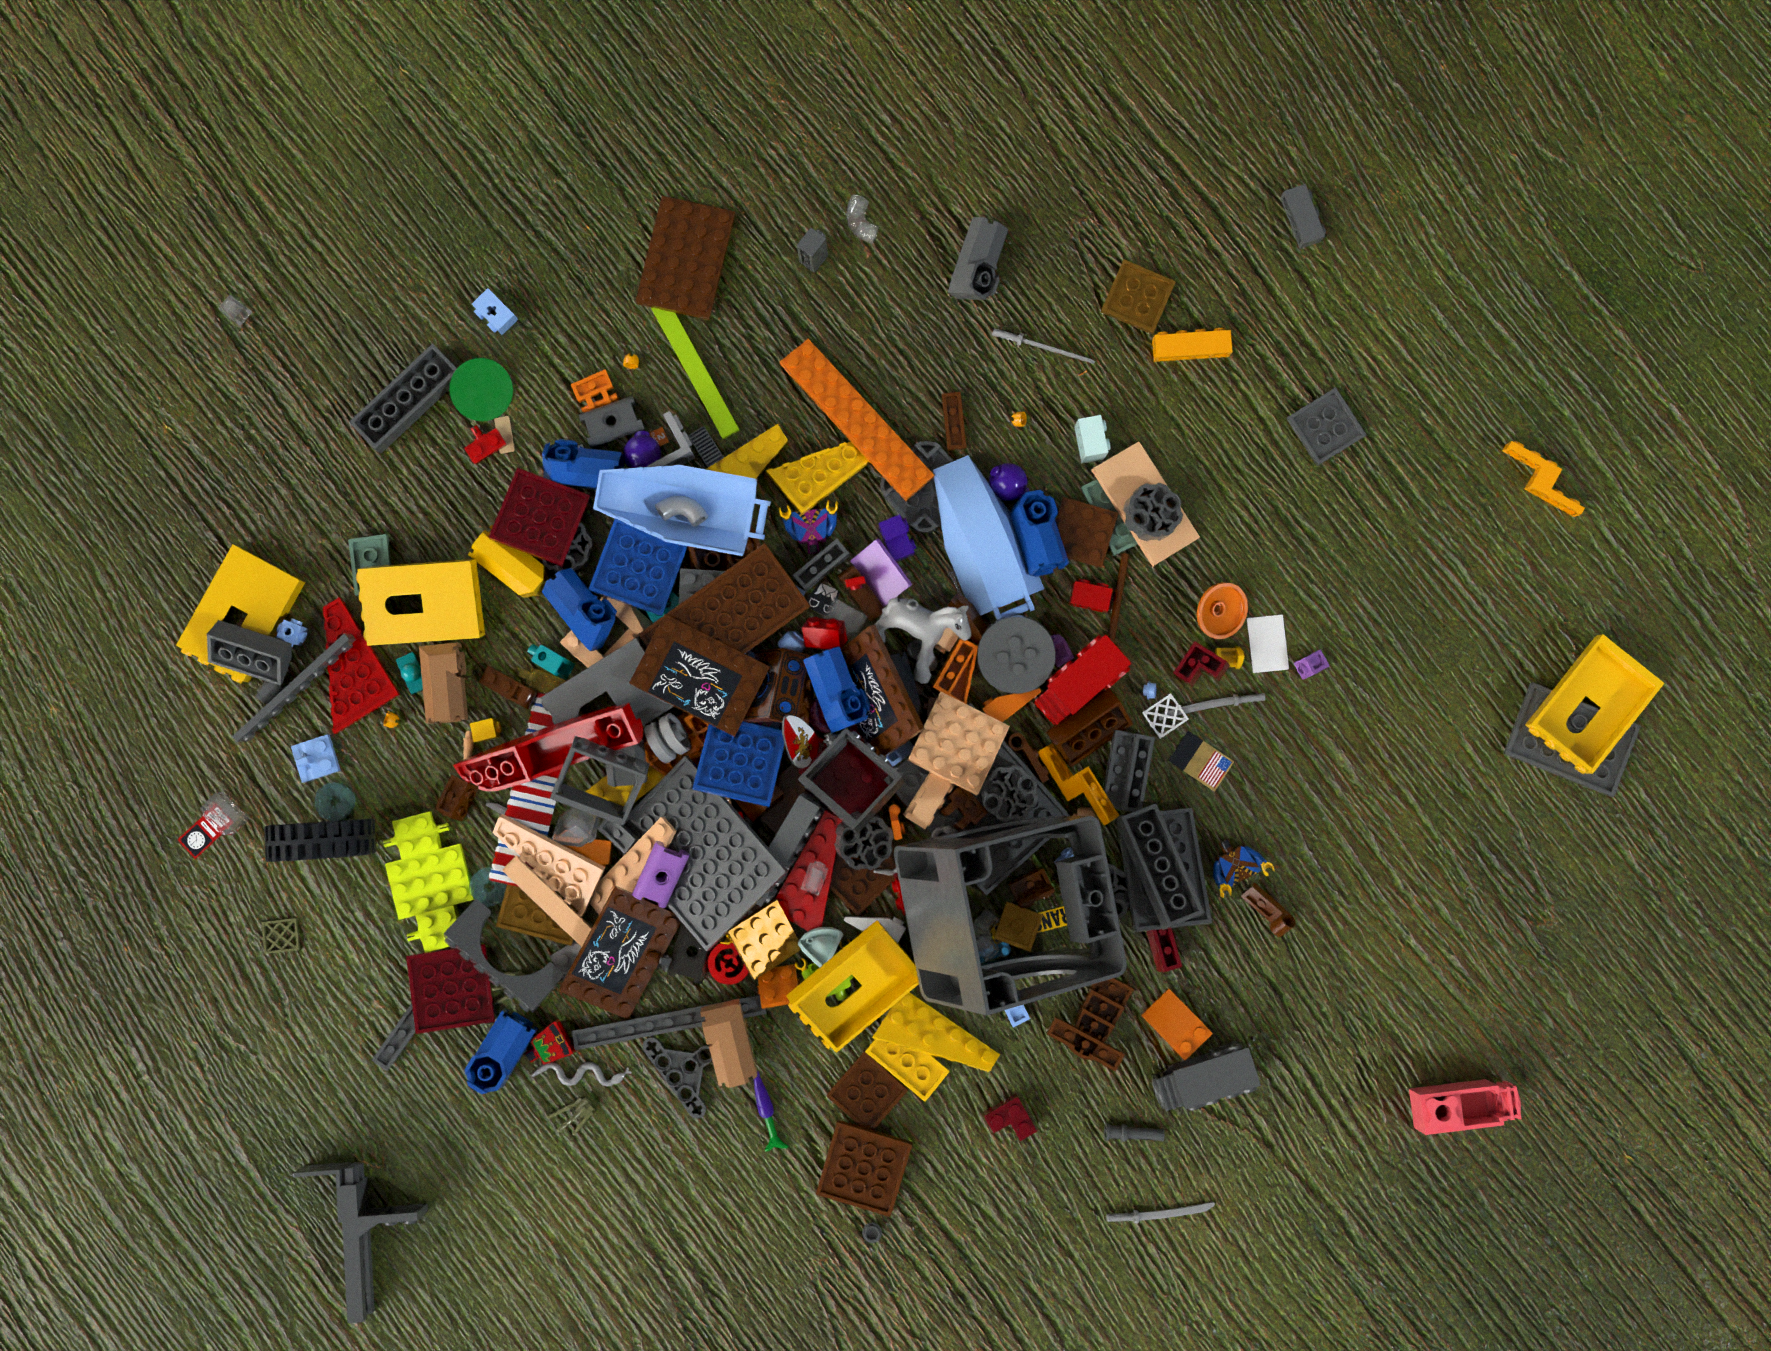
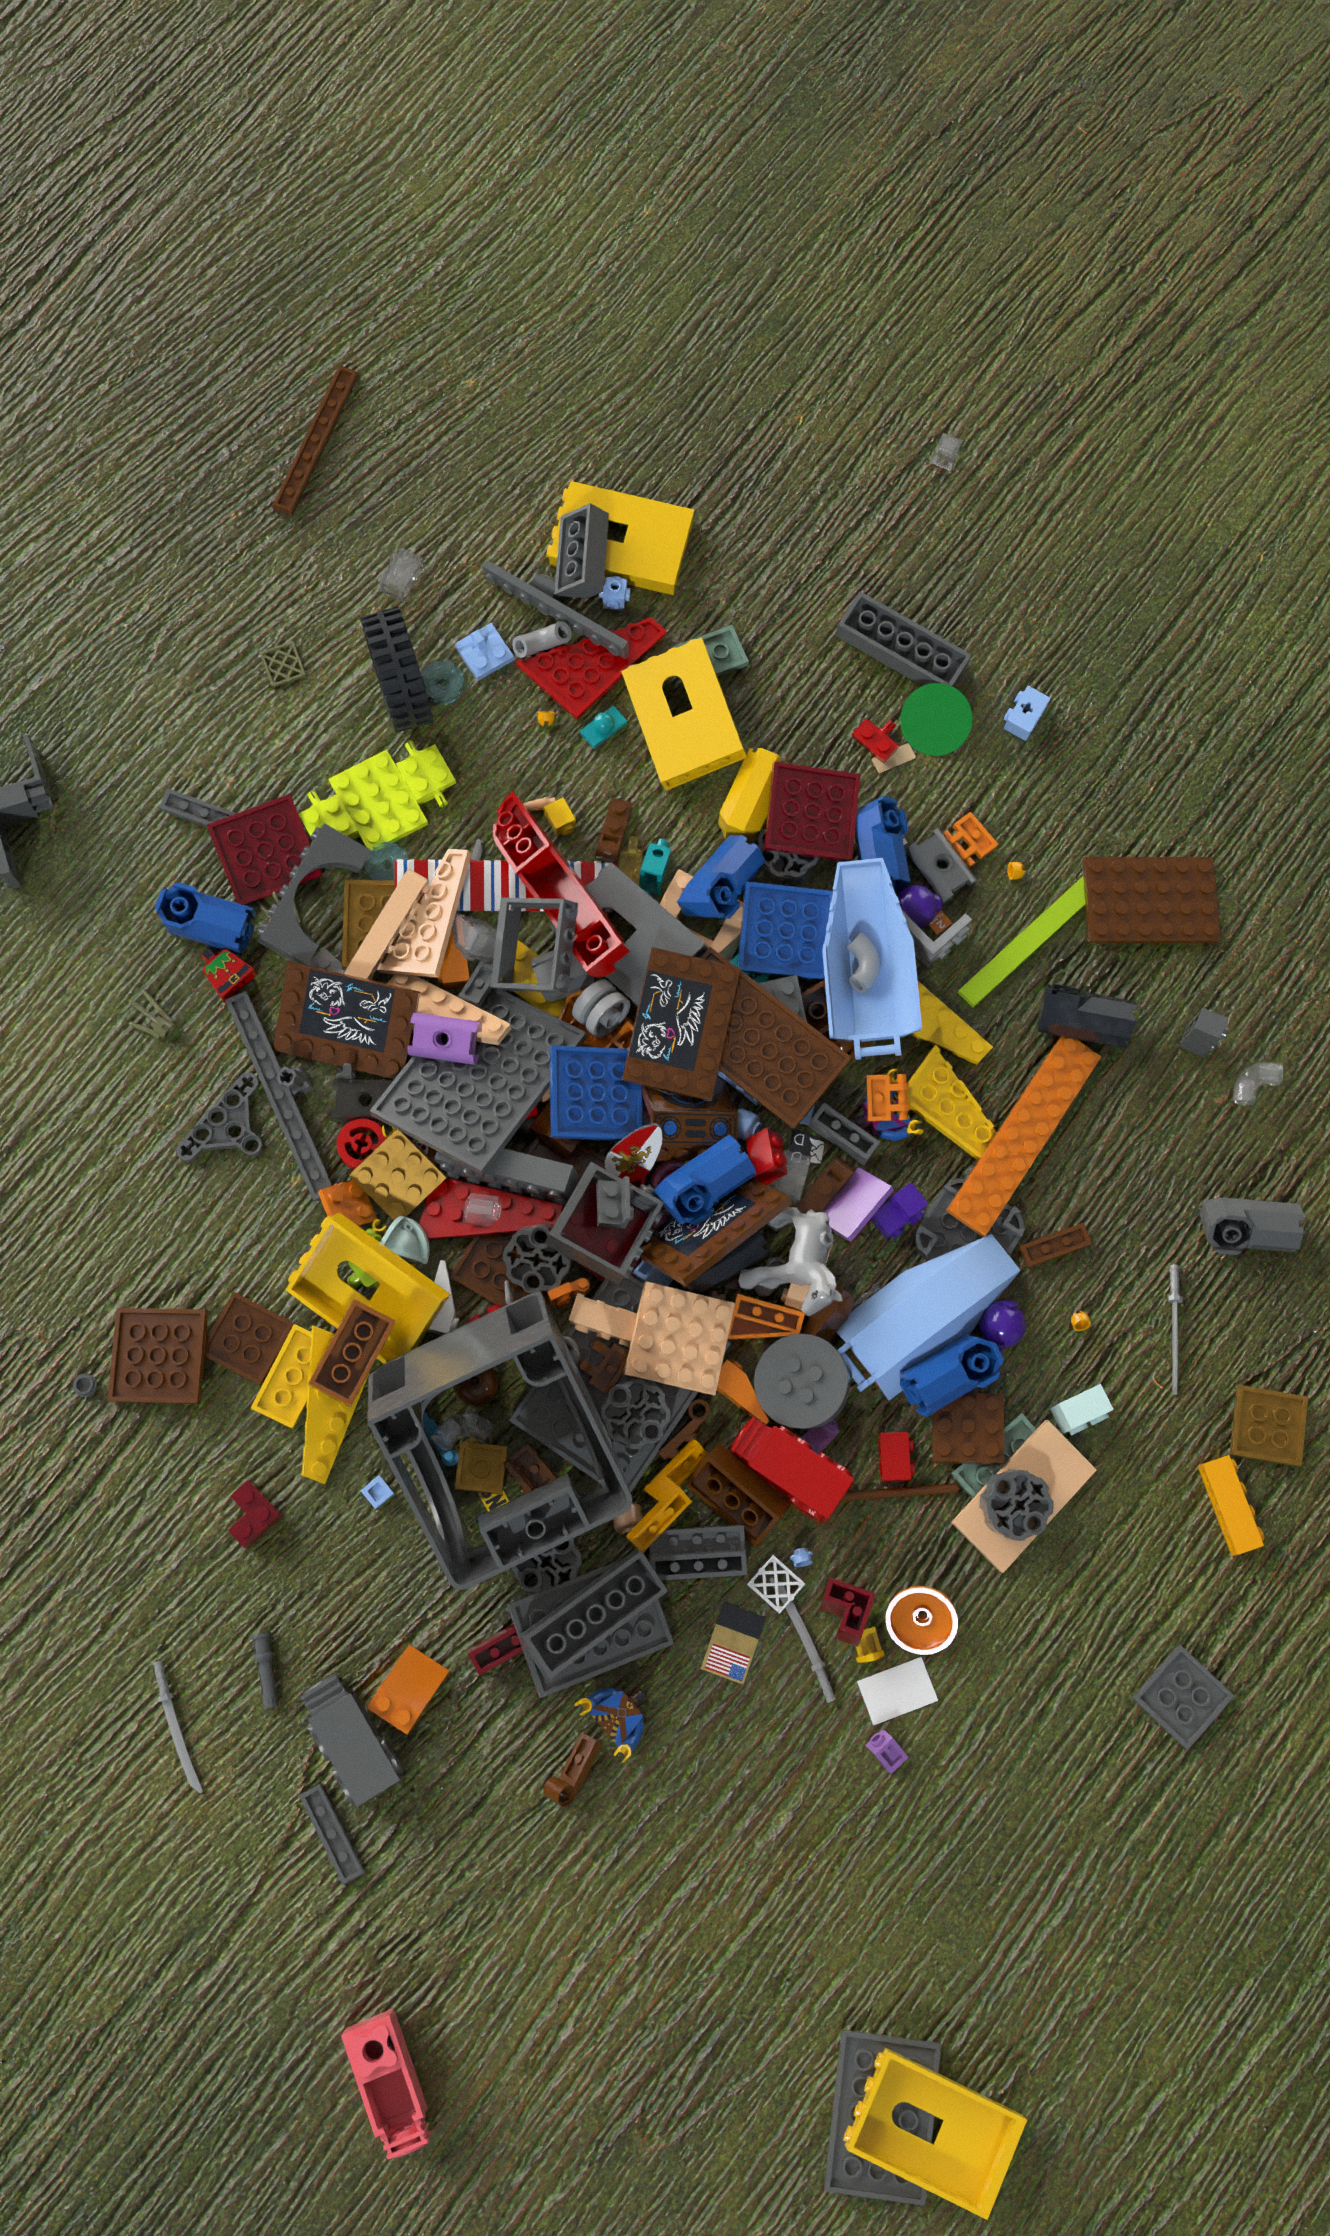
camera: 70 degrees right, 10 degrees down
(73, 860) = (315, 440): none -> reddish brown tile
(199, 837) = (370, 557): sticker -> none
(319, 706) = (542, 639): none -> light grey cylinder
(443, 683) = (600, 759): medium nougat brick -> none
(456, 798) = (476, 806): reddish brown bracket -> none
(617, 1078) = (211, 1021): light grey animal -> none
(661, 1006) = (295, 1079): none -> dark grey piece
(705, 446) = (943, 974): tile -> none
(729, 1043) = (270, 1163): medium nougat brick -> none
(766, 1111) = (201, 1229): piece -> none
(773, 340) = (1086, 1016): none -> black brick
(800, 528) = (879, 1097): none -> orange plate
(838, 768) = (614, 1203): none -> dark grey bracket
(855, 583) = (834, 1175): red plate -> none
(905, 1010) = (352, 1353): none -> dark orange brick
(1095, 1023) = (389, 1588): reddish brown slope -> none
(1269, 1107) = (332, 1834): none -> dark grey tile
(1543, 478) = (1201, 1995): light orange bracket -> none

